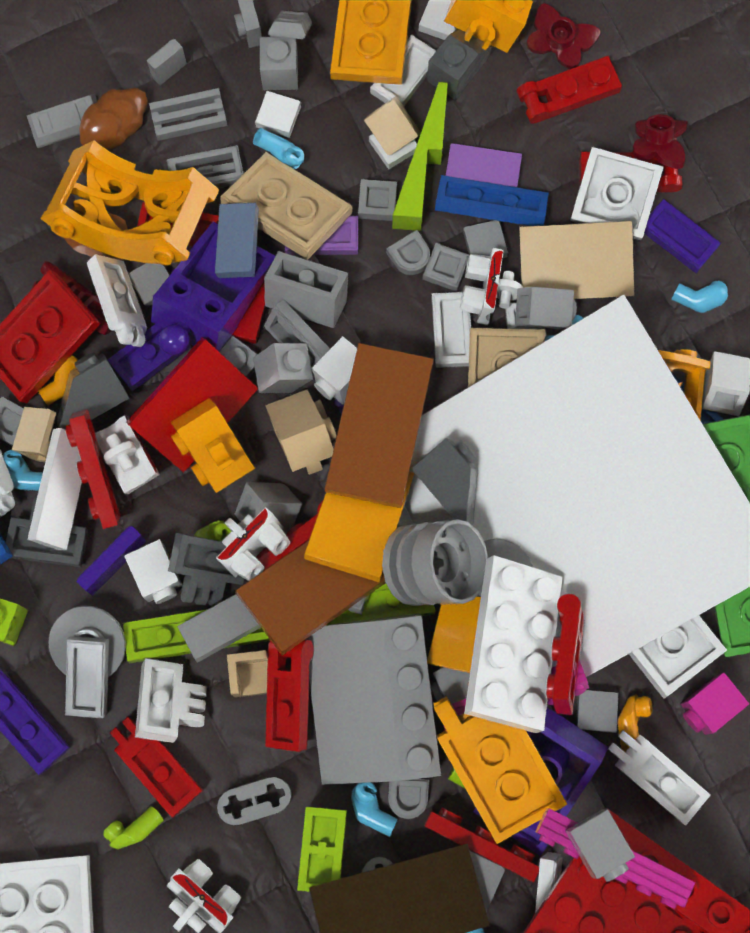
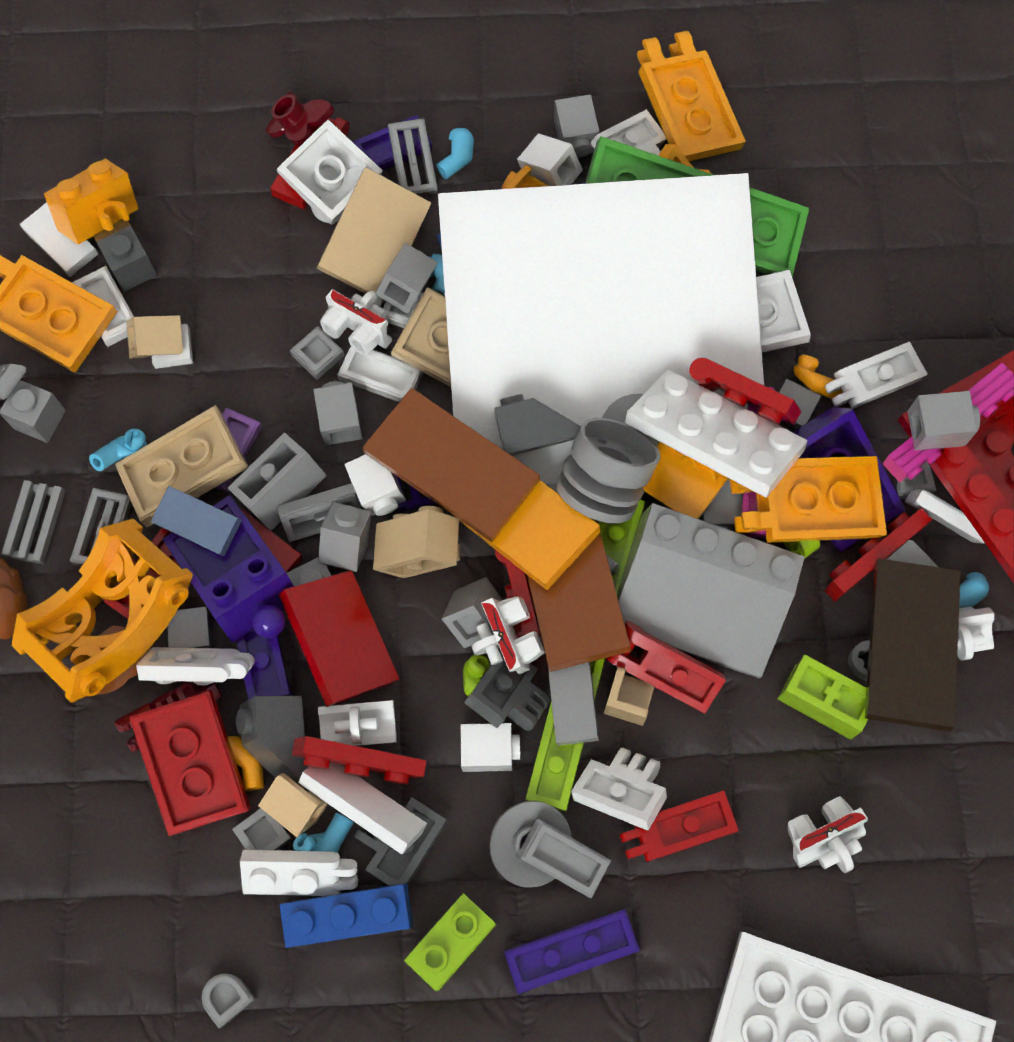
camera: 65 degrees left, 5 degrees down
(110, 560) = (456, 785): dark purple tile -> none
(135, 831) = (738, 877): lime arm -> none
(212, 445) = (390, 635): light orange brick -> none
(251, 791) = (762, 746): light grey beam -> none
(278, 114) = (81, 437): white tile -> none
(368, 811) = (797, 644): medium azure arm -> none
(377, 199) = (218, 384): light grey tile -> none
(395, 310) = (337, 413): none -> light grey brick
(408, 797) = (808, 604): light grey tile -> none
(409, 206) = (237, 350): lime slope -> none
(410, 254) = (288, 378): light grey tile -> none
(484, 165) = (238, 278): medium lavender tile -> none
(484, 237) = (308, 307): light grey tile -> none
(491, 201) = (276, 283): blue plate -> none
(561, 36) = (149, 157): dark red animal -> none
(569, 89) = (204, 172): red plate -> none
(698, 240) = (406, 127): none -> light grey tile
(713, 705) = (830, 304): dark pink brick -> none

